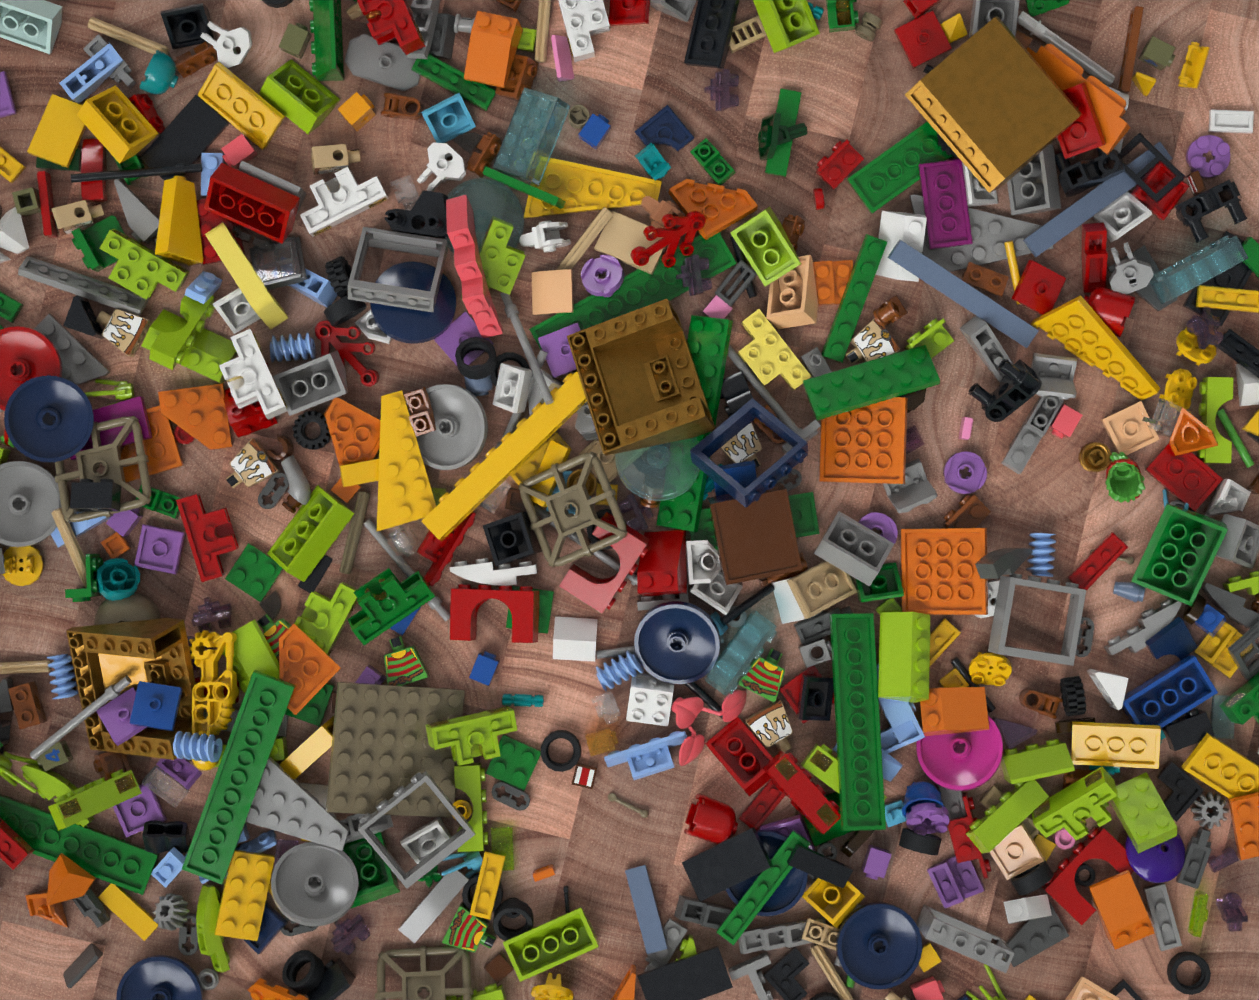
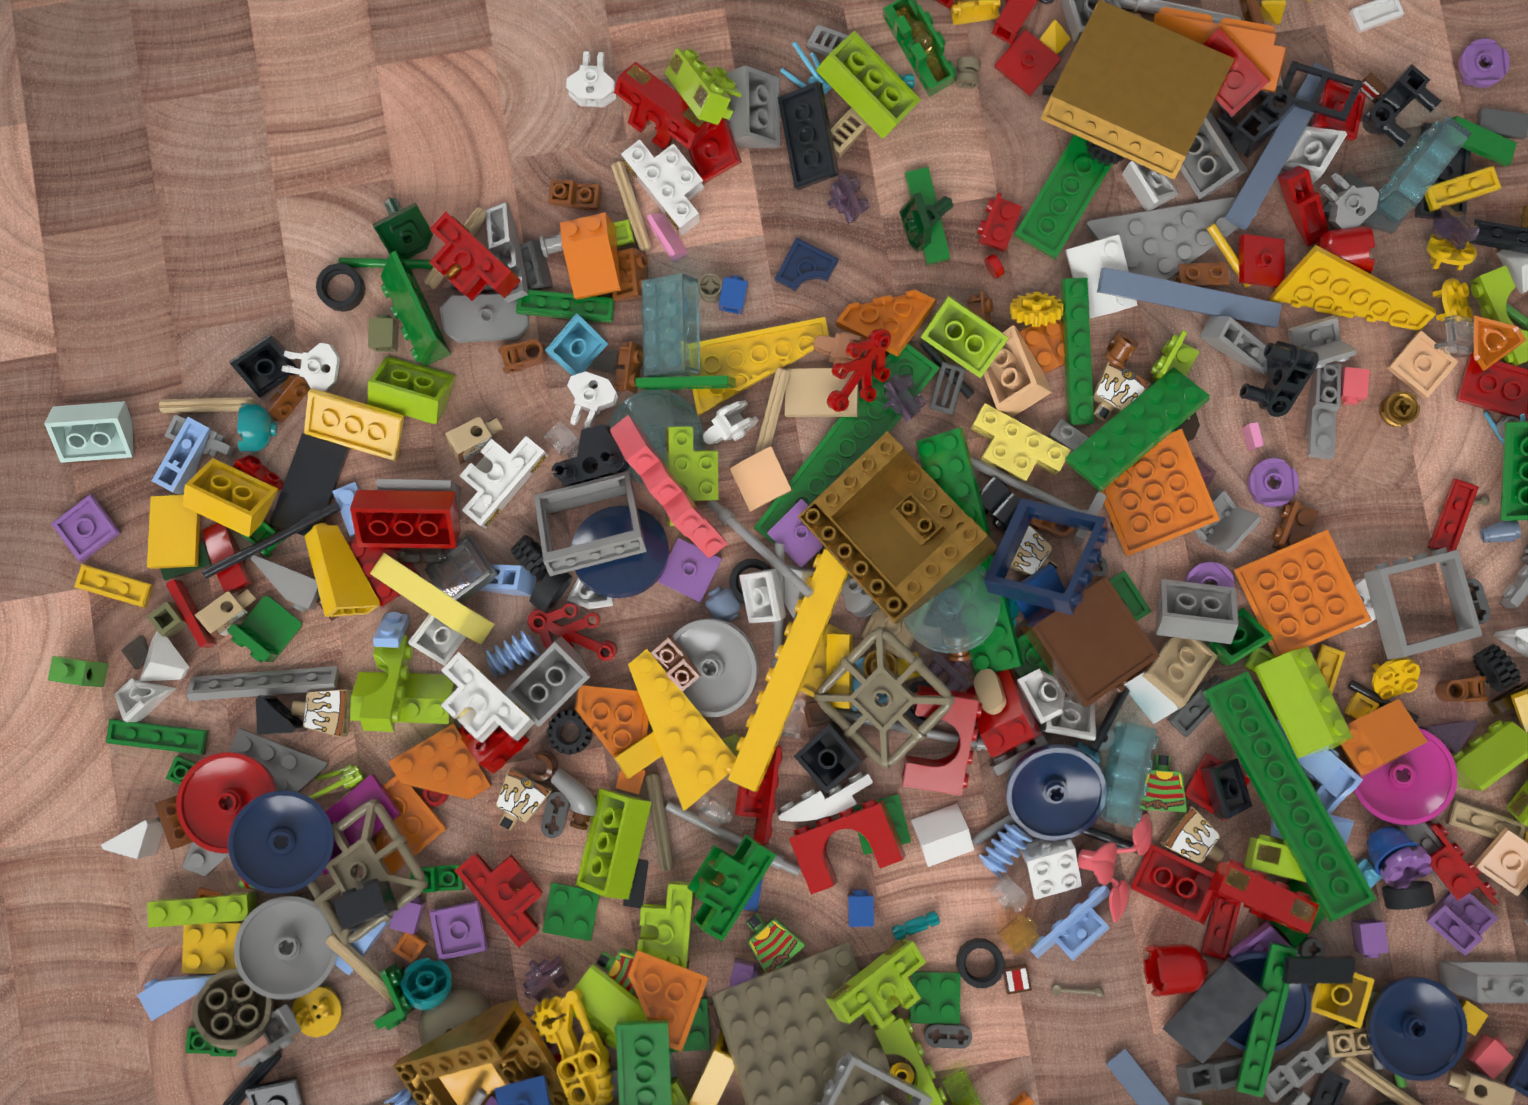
camera: 15 degrees left, 5 degrees down
(139, 267) = (315, 638): lime piece -> none
(238, 151) = (369, 471): coral brick -> none
(272, 605) = (604, 938): clear smoke tile -> none
(357, 111) = (477, 377): light orange brick -> none
(473, 344) = (706, 566): black tyre -> none
(608, 285) = (815, 448): medium lavender plate -> none
(653, 162) = (807, 301): teal bracket -> none
(660, 541) = (990, 691): none -> tan tile
(712, 162) = (869, 277): green slope -> none
(717, 308) = (939, 423): bright pink tile -> none
(805, 651) = (1193, 742): light grey brick -> none
(835, 249) = (1036, 309): none -> yellow gear
(855, 842) = (1336, 930): dark brown beam -> none
(945, 204) = (1128, 213): magenta tile -> none
(1002, 562) = (1362, 558): dark grey slope -> none
(1006, 815) = (1487, 828): lime brick -> none
(1041, 554) = (1392, 533): light blue piece -> none
(1124, 478) = (1442, 417): bright green hair -> none
(1219, 151) = (1372, 43): medium lavender plate -> none

